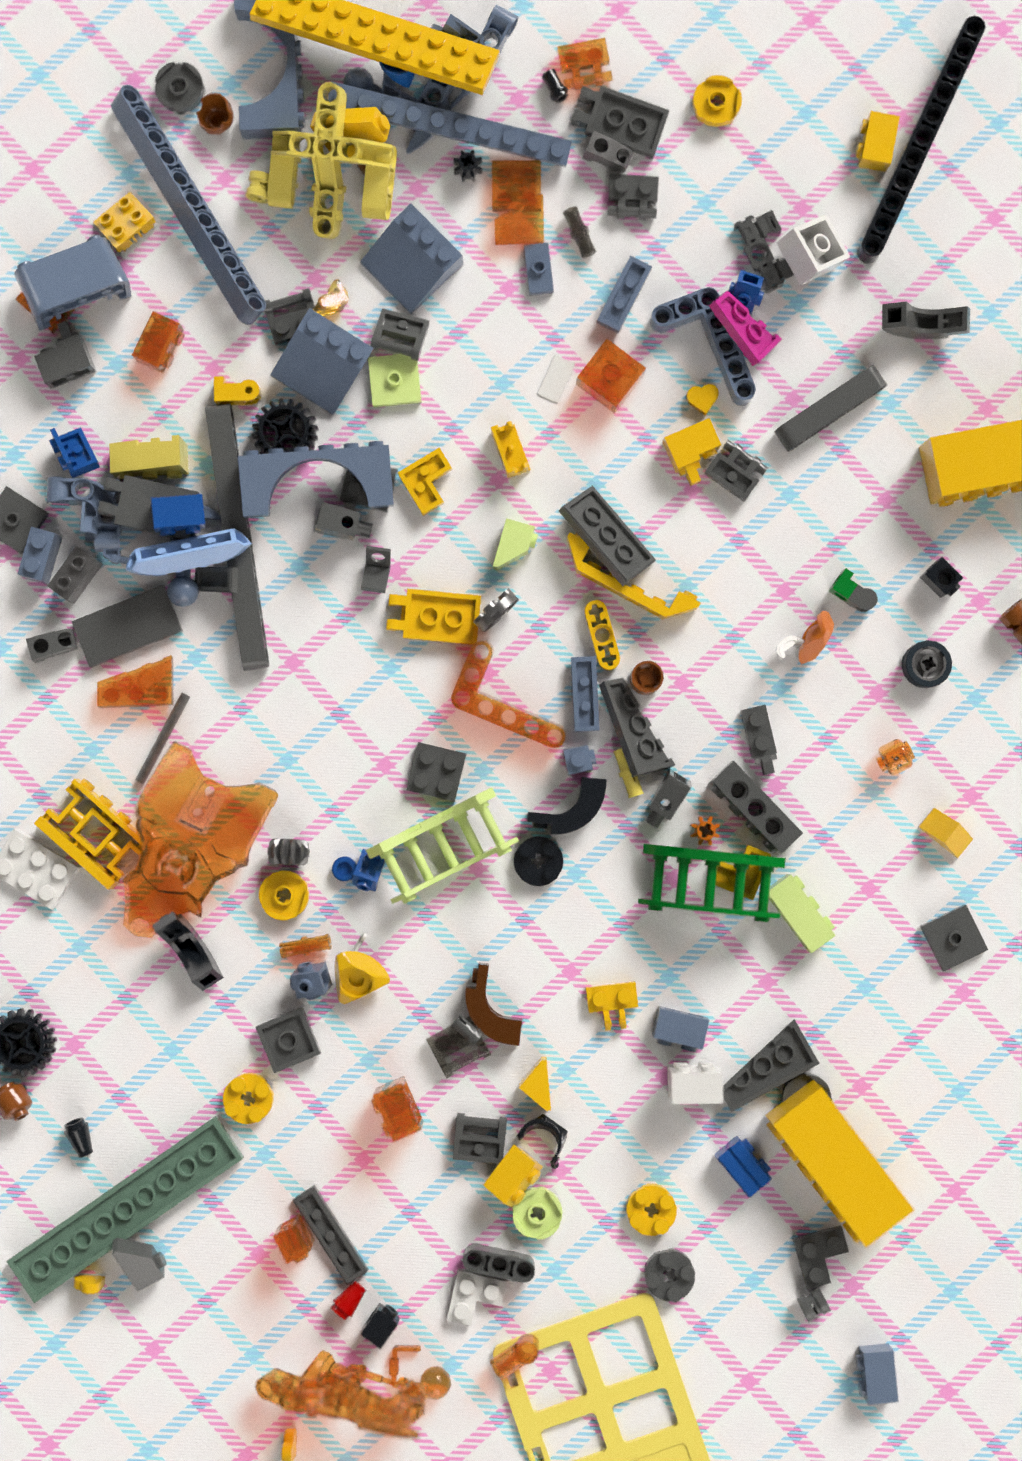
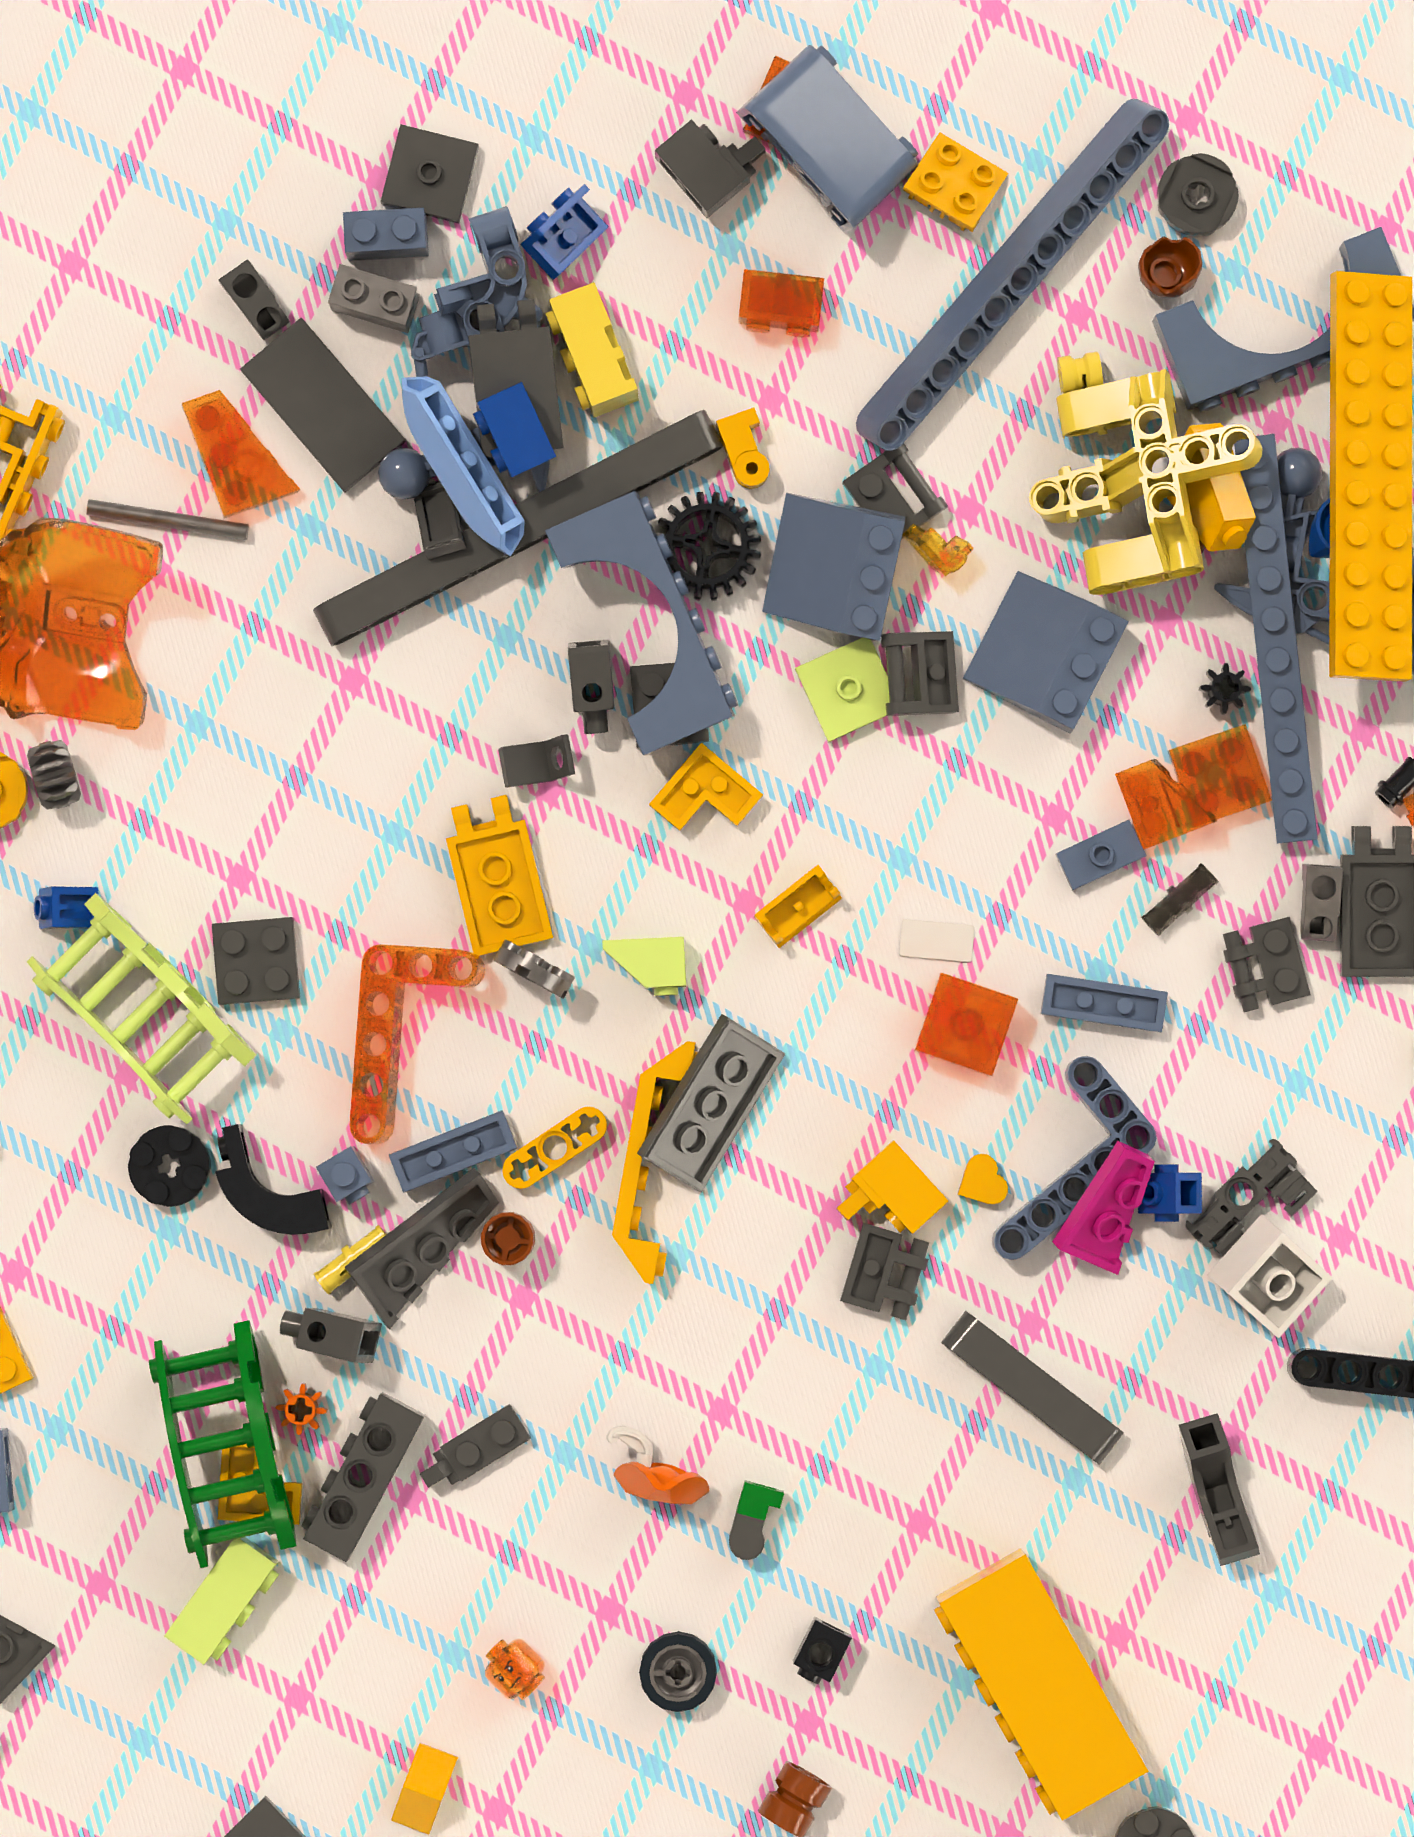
camera: 70 degrees right, 0 degrees up
(344, 868) = (58, 868): blue tile -> none

